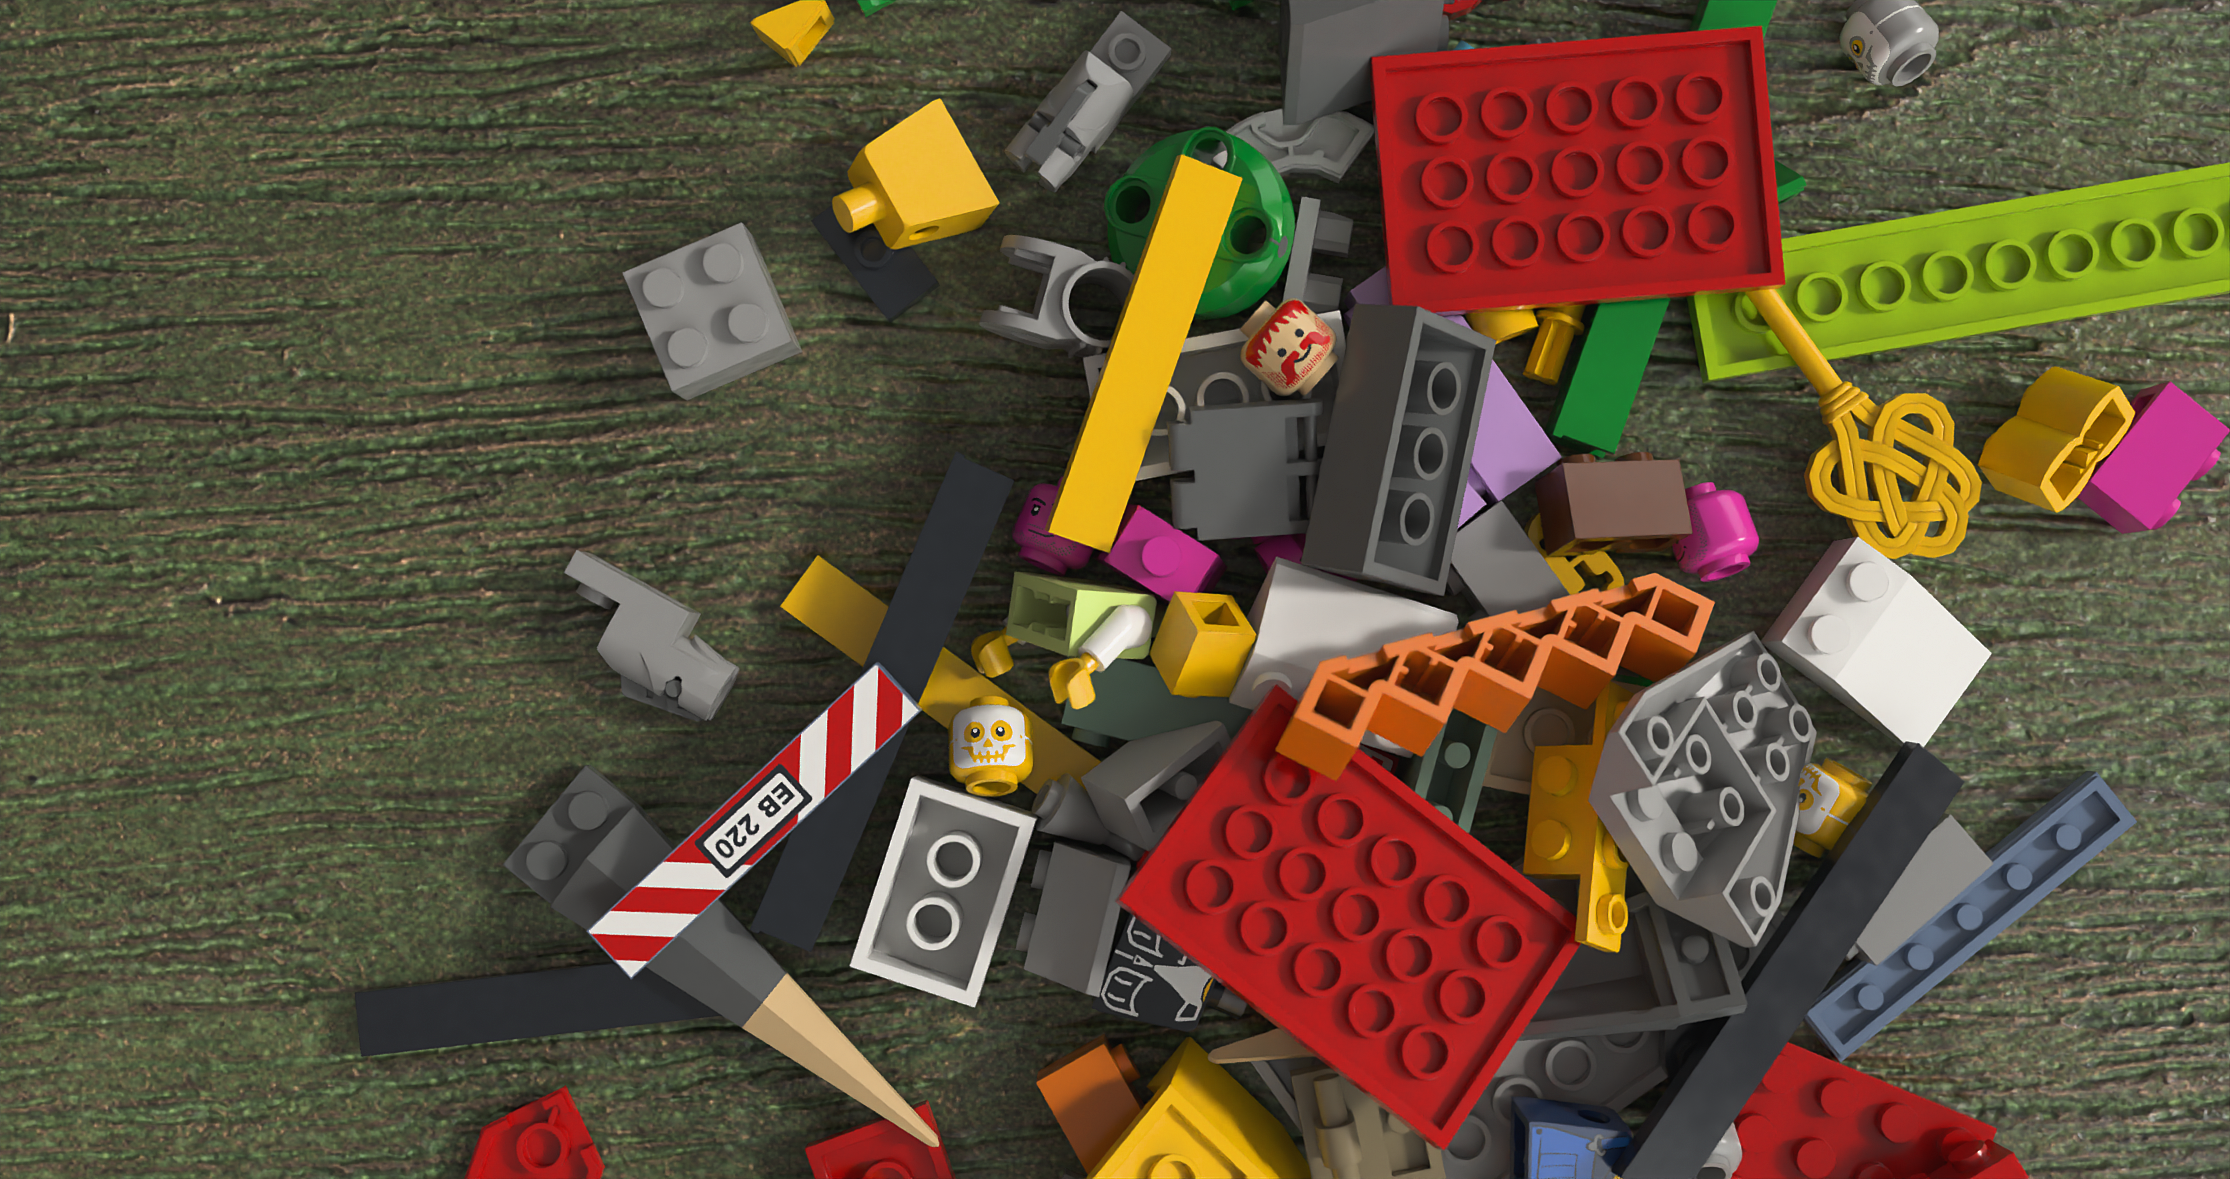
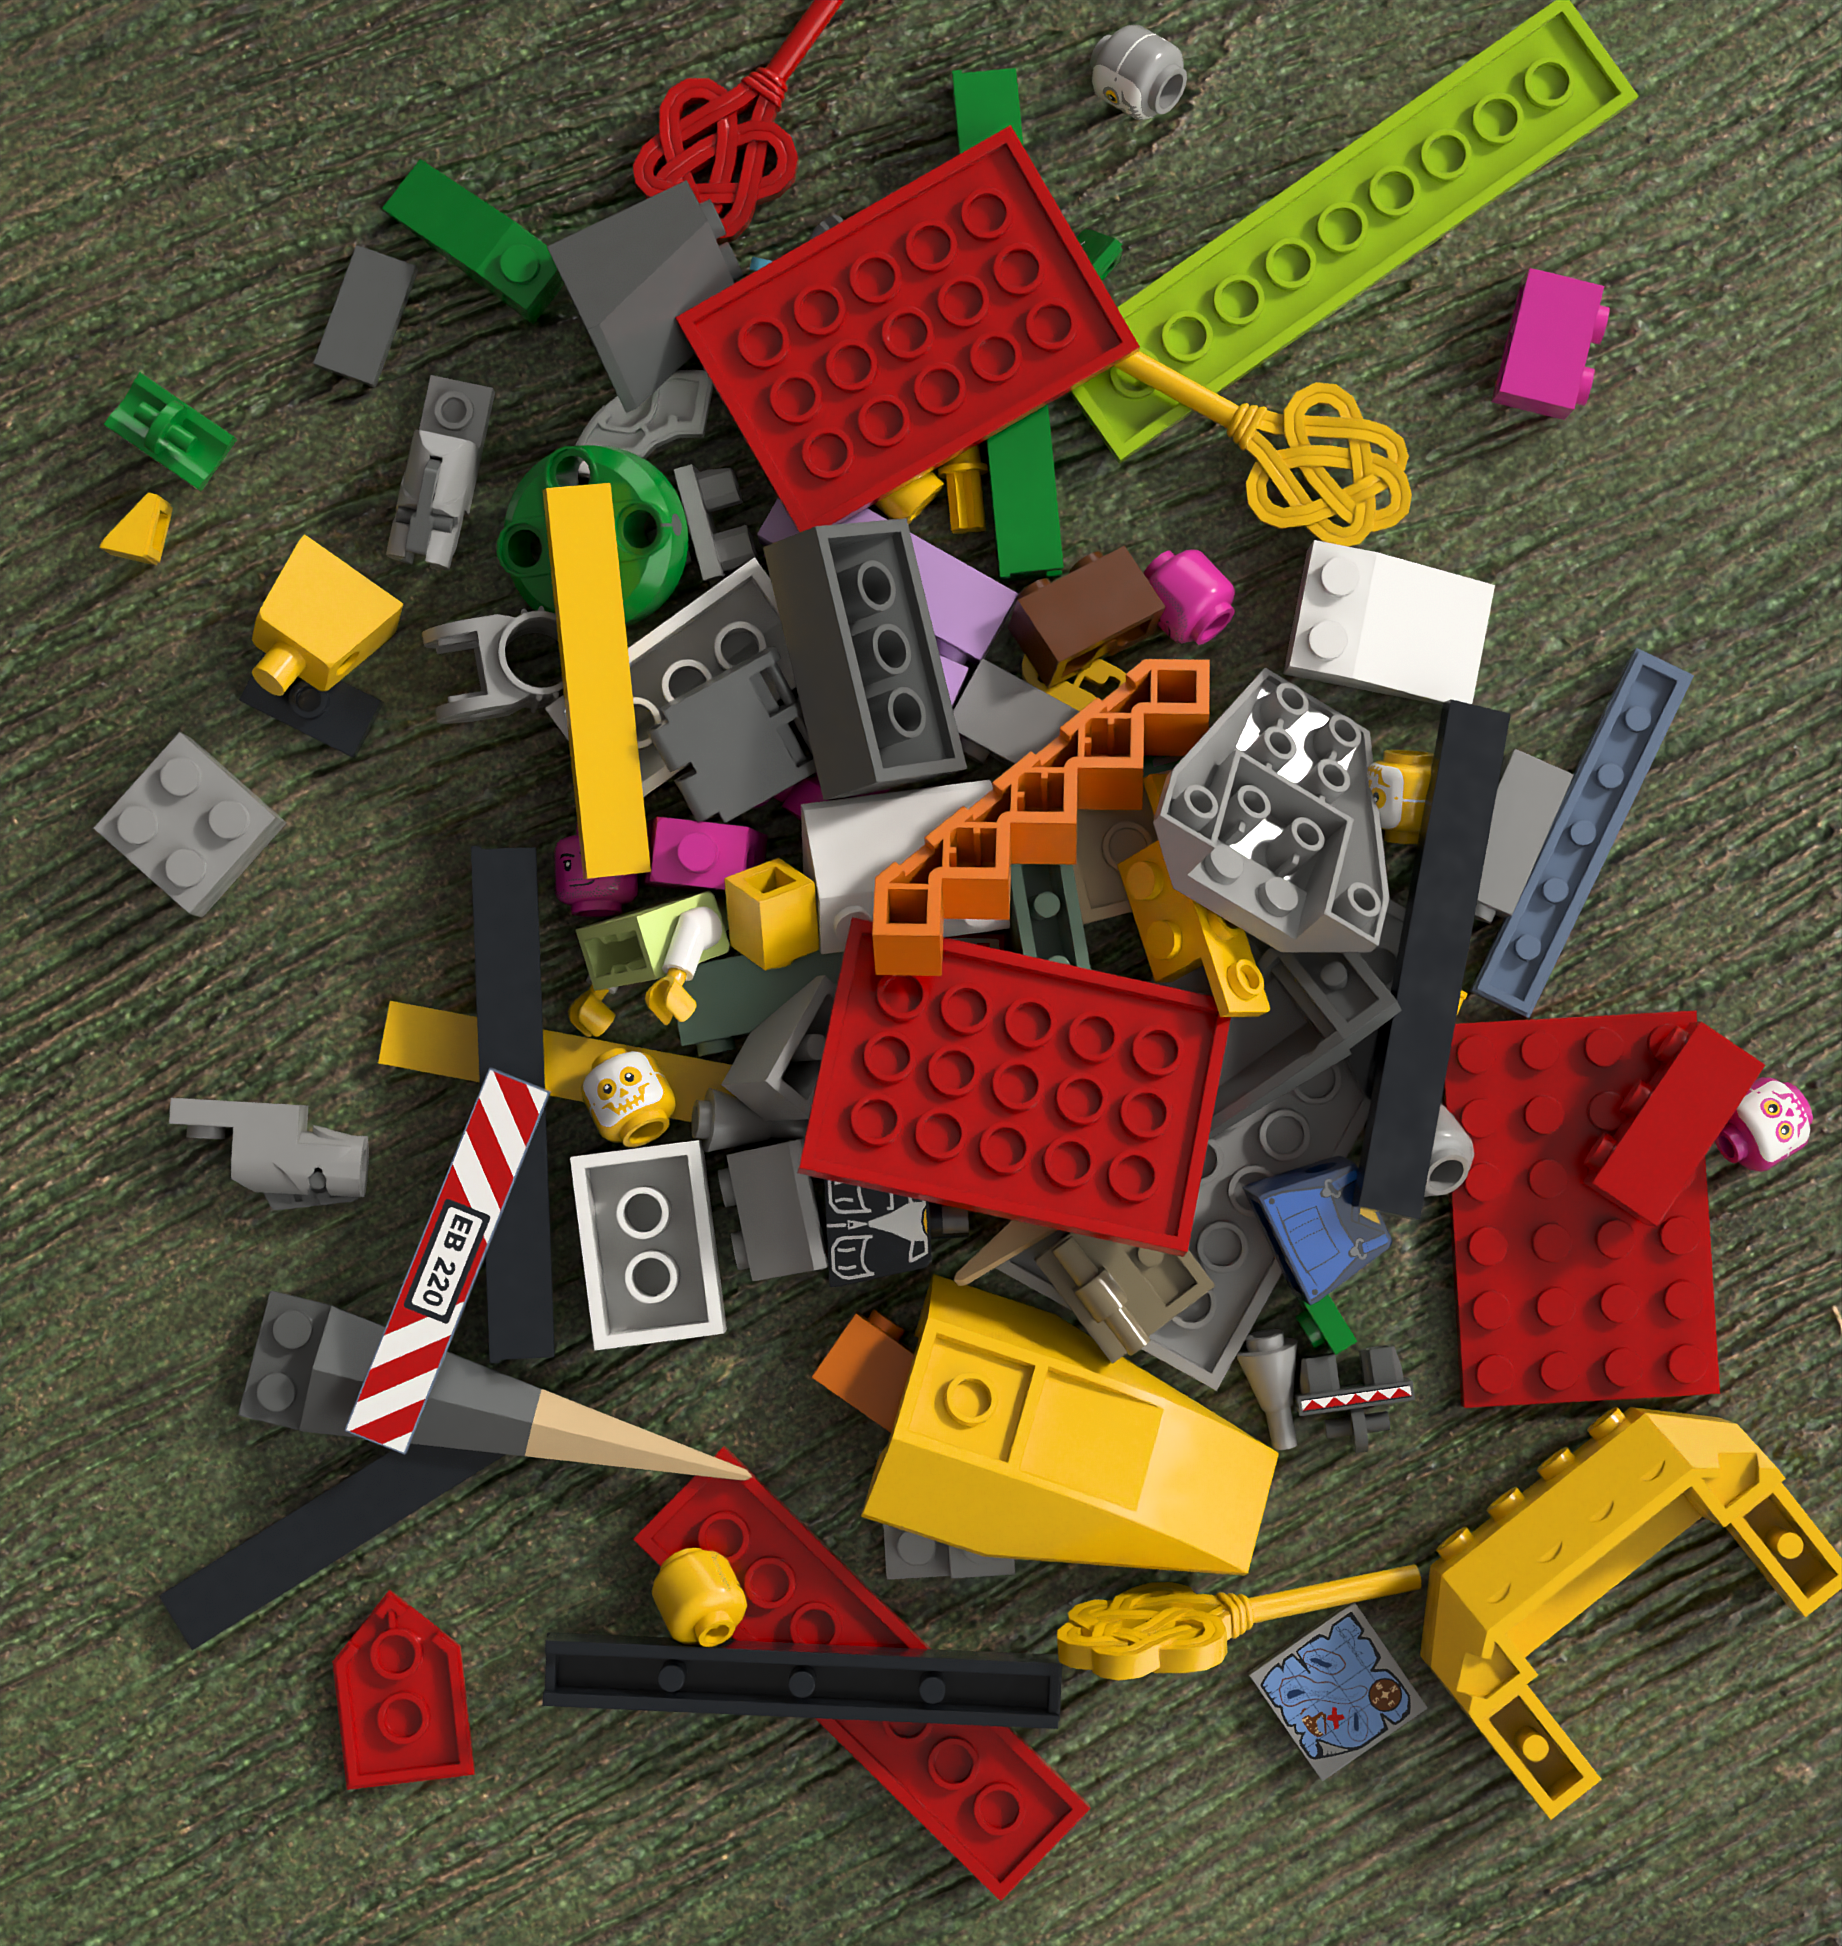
camera: 30 degrees left, 0 degrees up
(1288, 347) = (722, 613): tan head -> none
(2056, 438) = (1454, 366): yellow brick -> none

